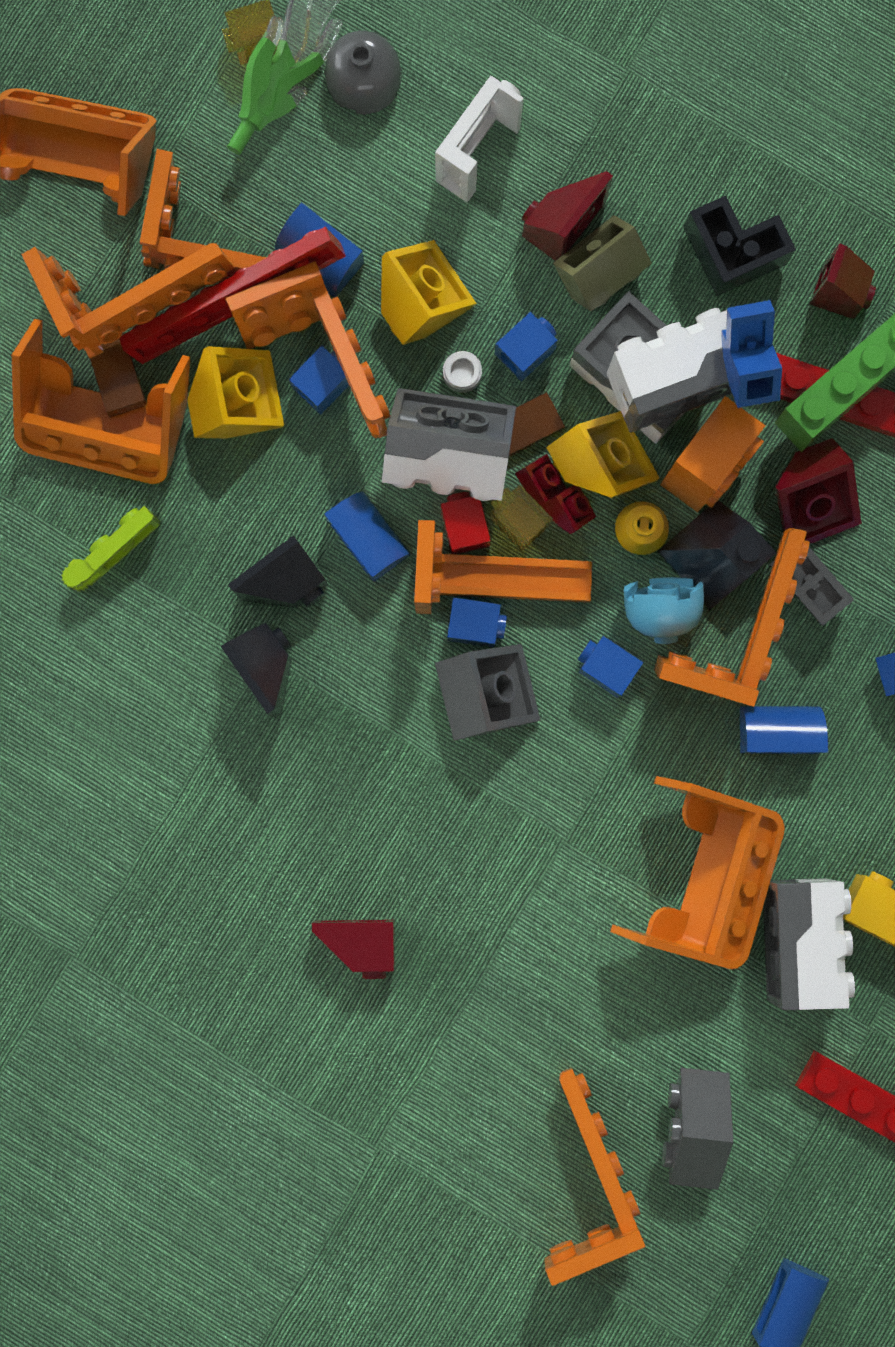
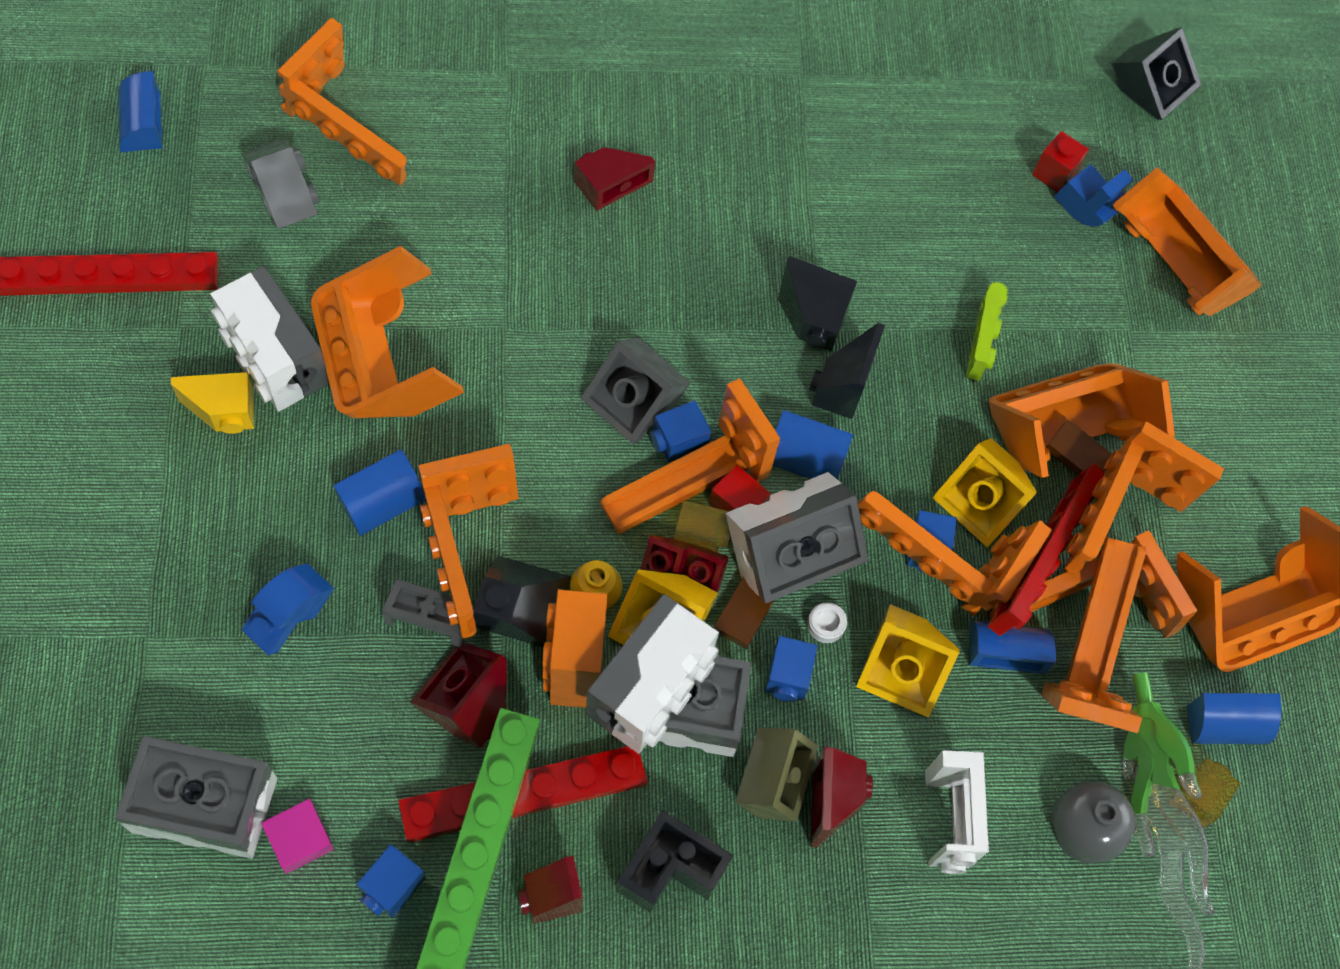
camera: 140 degrees right, 20 degrees down
(177, 73) = (1234, 718): none -> blue brick
(301, 159) = (1098, 642): none -> orange bracket
(608, 666) = (553, 459): blue brick -> none
(664, 608) = (540, 525): medium azure cylinder -> none
(749, 354) = (601, 681): blue brick -> none

